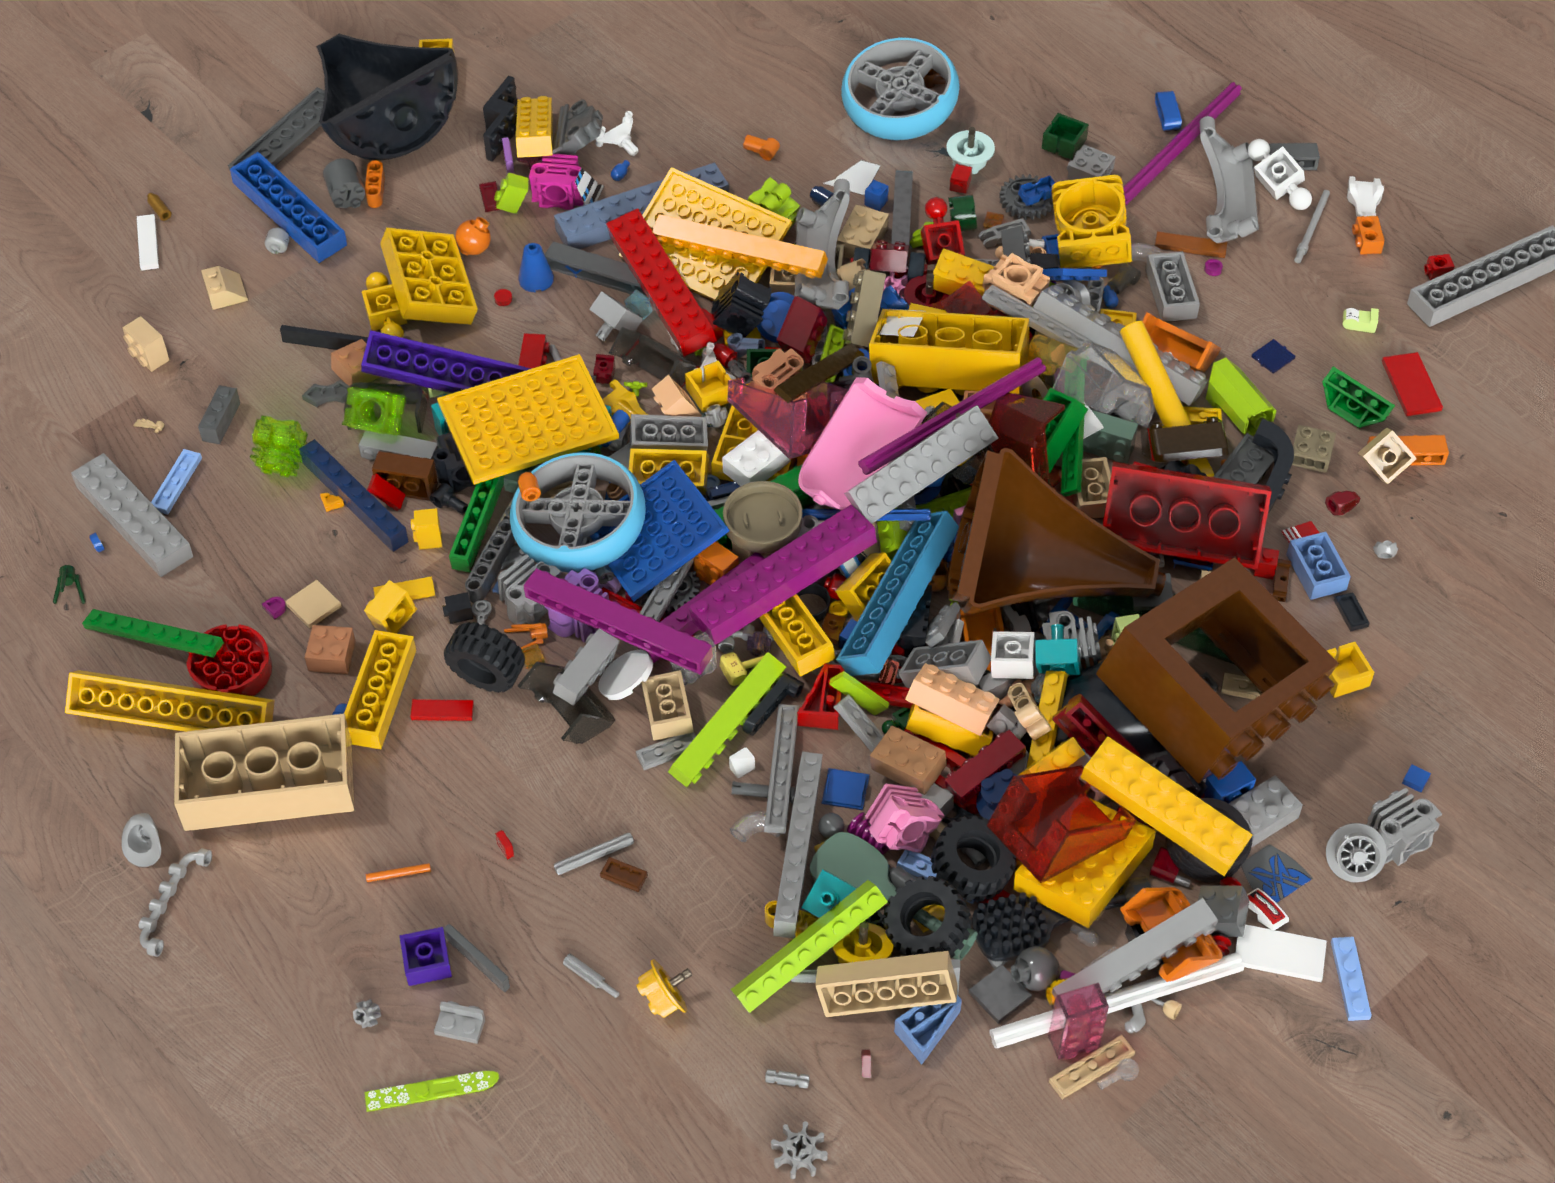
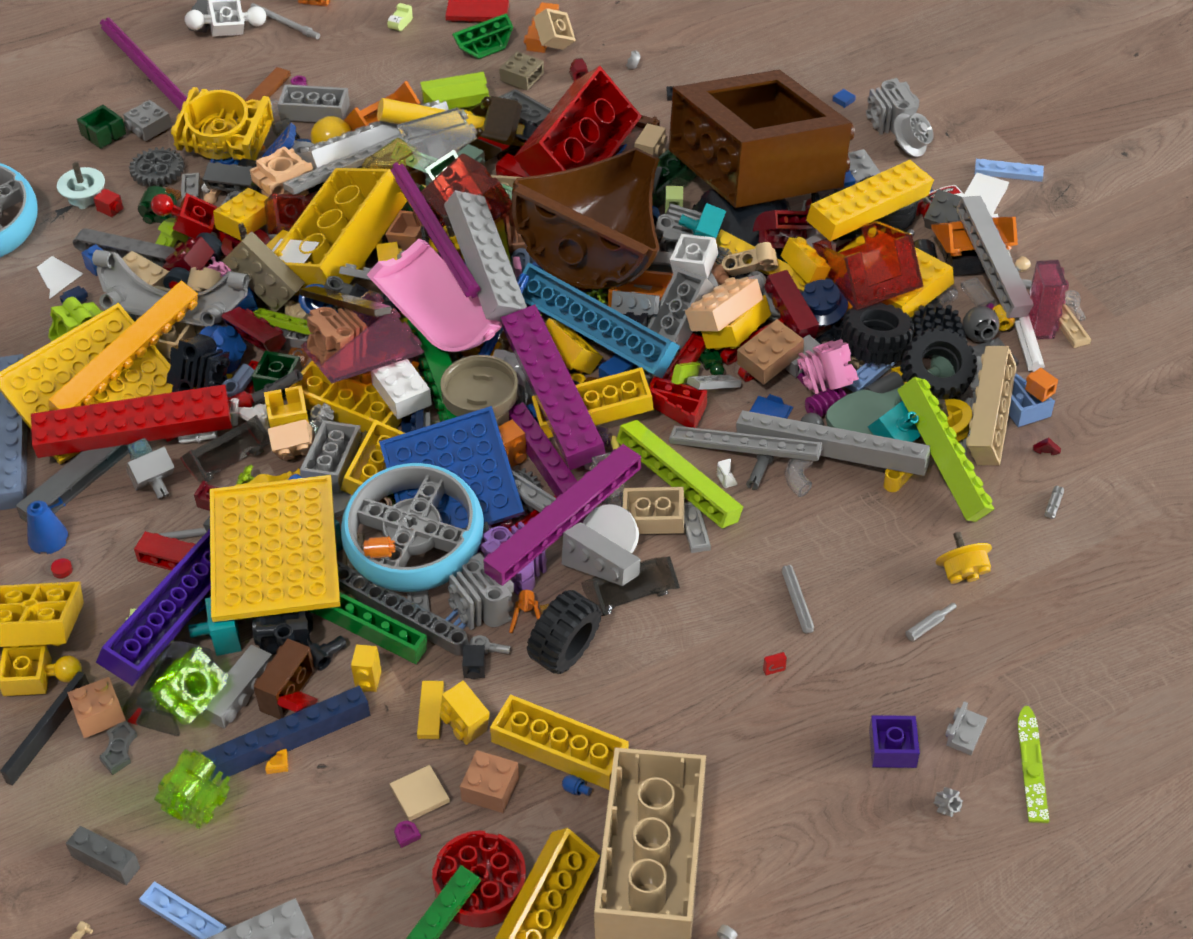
camera: 75 degrees left, 5 degrees down
(398, 872) = (783, 760): orange bar -> none
(442, 710) = (595, 696): red tile -> none
(476, 957) = (901, 701): dark grey tile -> none
(623, 874) = (827, 579): reddish brown plate -> none
(785, 686) = (657, 425): black beam -> none
(807, 1153) = (1126, 504): light grey gear -> none
(934, 1030) = (1041, 384): none -> orange brick
(1032, 193) = (163, 153): blue piece -> none
(1128, 309) = (328, 128): none -> yellow cylinder
(1168, 110) = (106, 65): blue beam -> none
(1234, 185) = (217, 48): light grey panel -> none
(1273, 356) = (411, 73): clear blue piece -> none
(1280, 446) = (526, 83): black arch -> none
(1318, 565) = (643, 92): medium blue brick -> none

